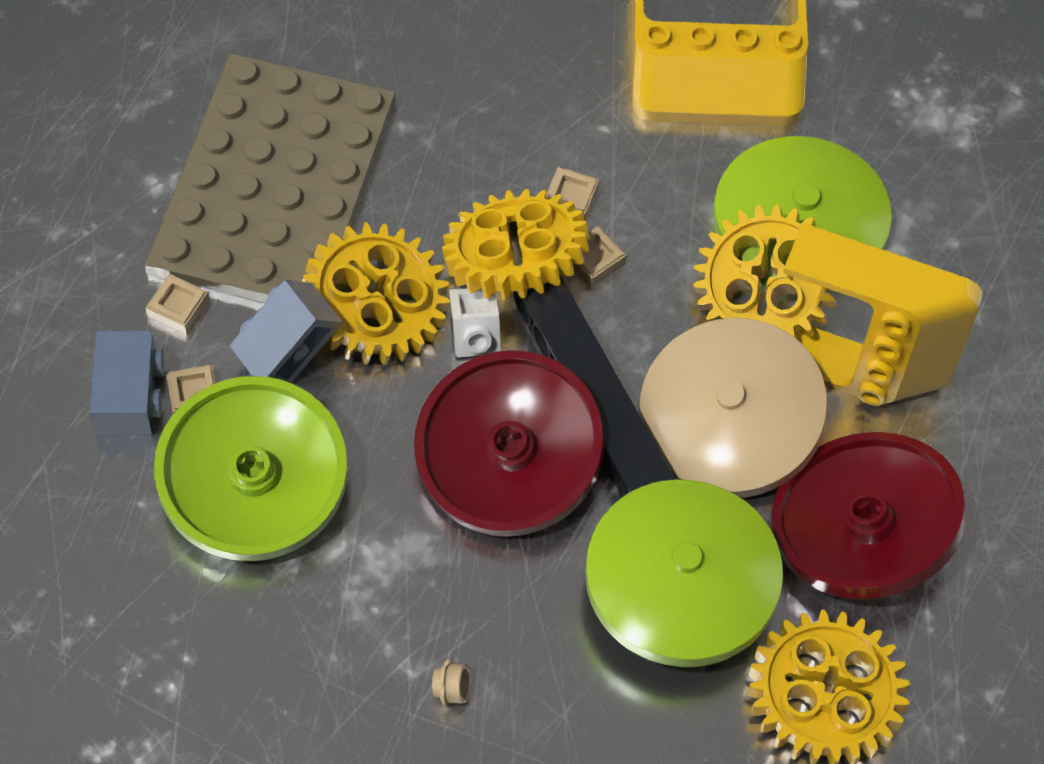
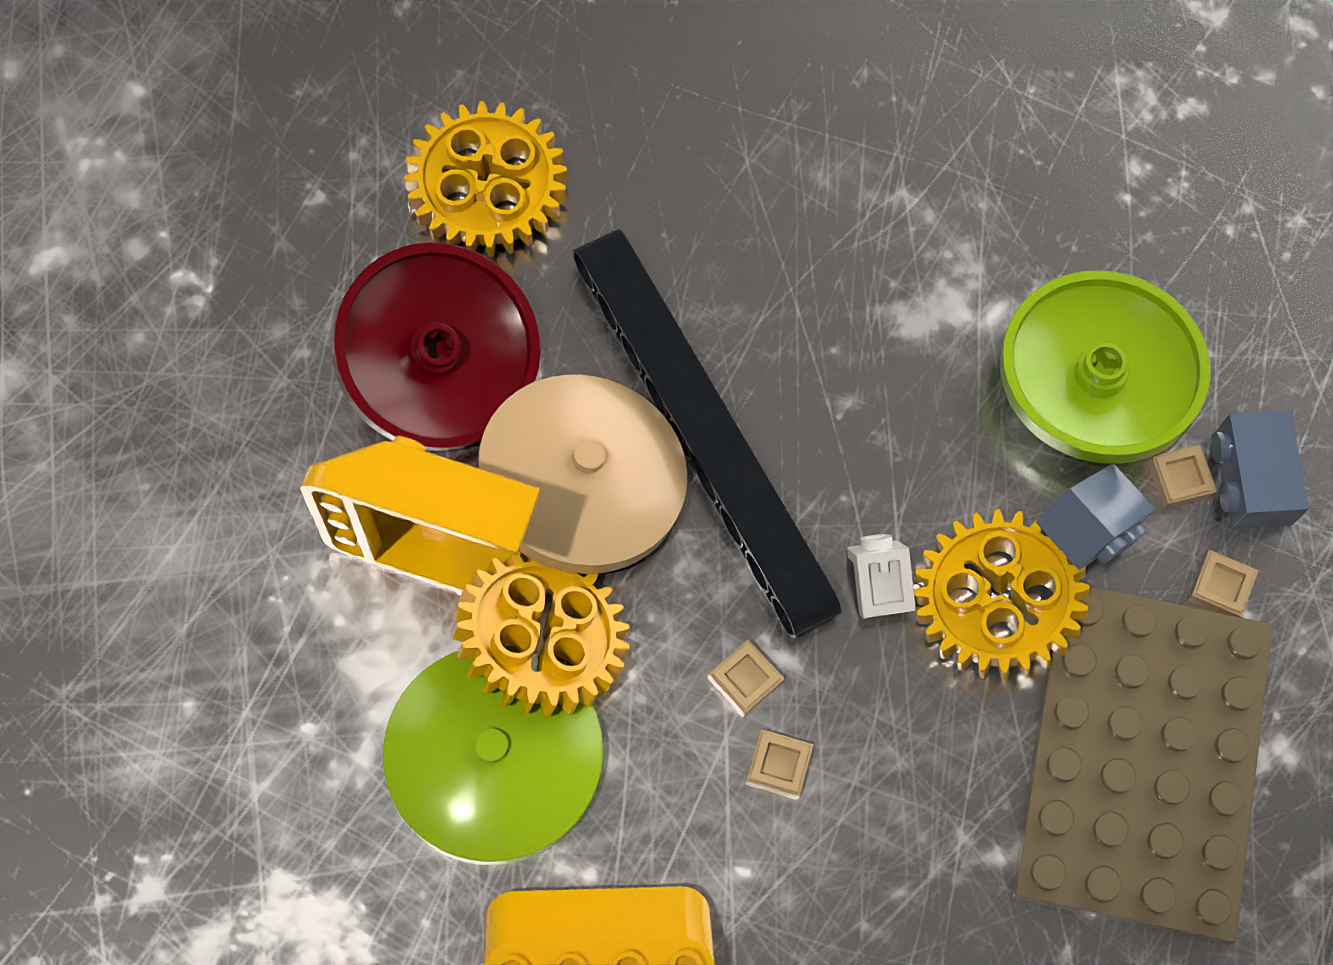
camera: 175 degrees right, 10 degrees up
(451, 683) = (863, 171): tan plate -> none
(482, 250) = (798, 669): yellow gear -> none
(509, 443) = (830, 409): dark red dish -> none
(683, 573) = (637, 264): lime dish -> none

